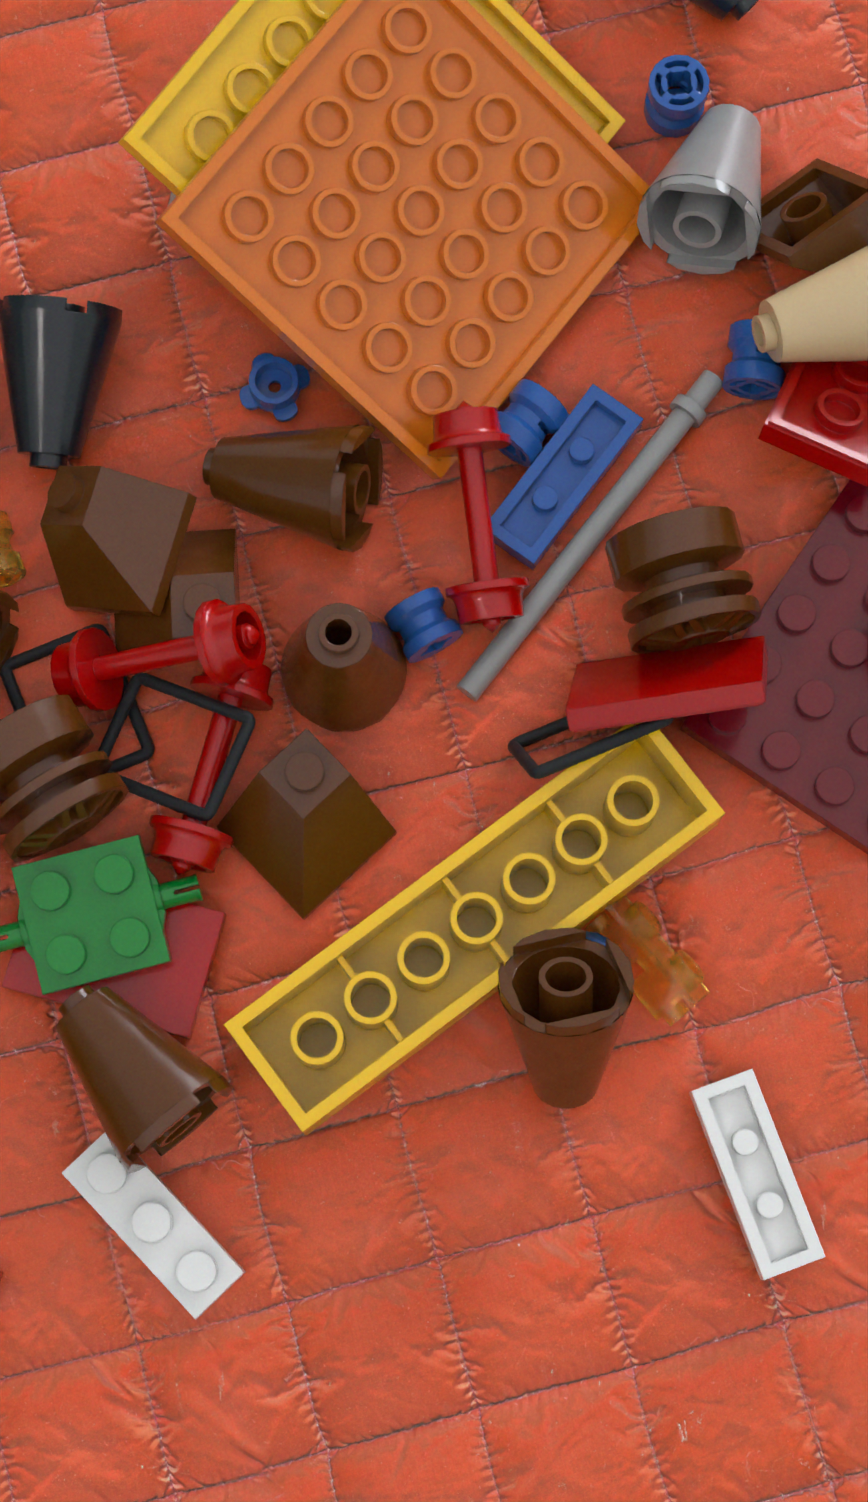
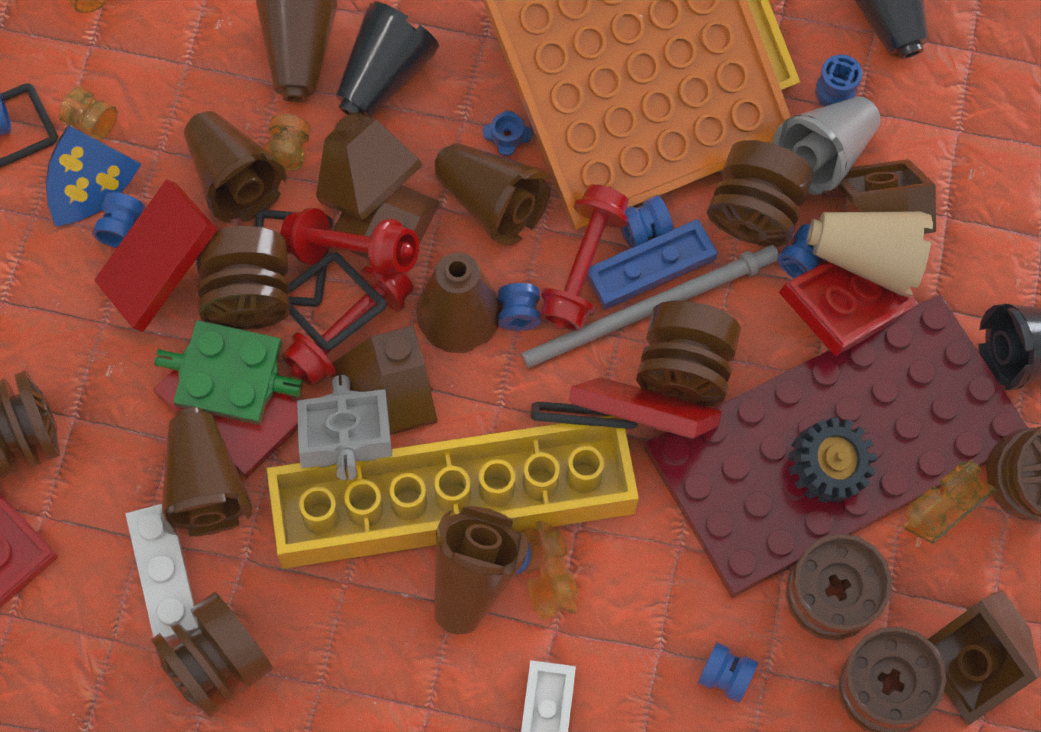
camera: 25 degrees right, 10 degrees down
(287, 1306) = (211, 654): none -> reddish brown wheel
(296, 918) = (343, 428): none -> light grey plate
(661, 309) = (760, 193): none -> reddish brown wheel

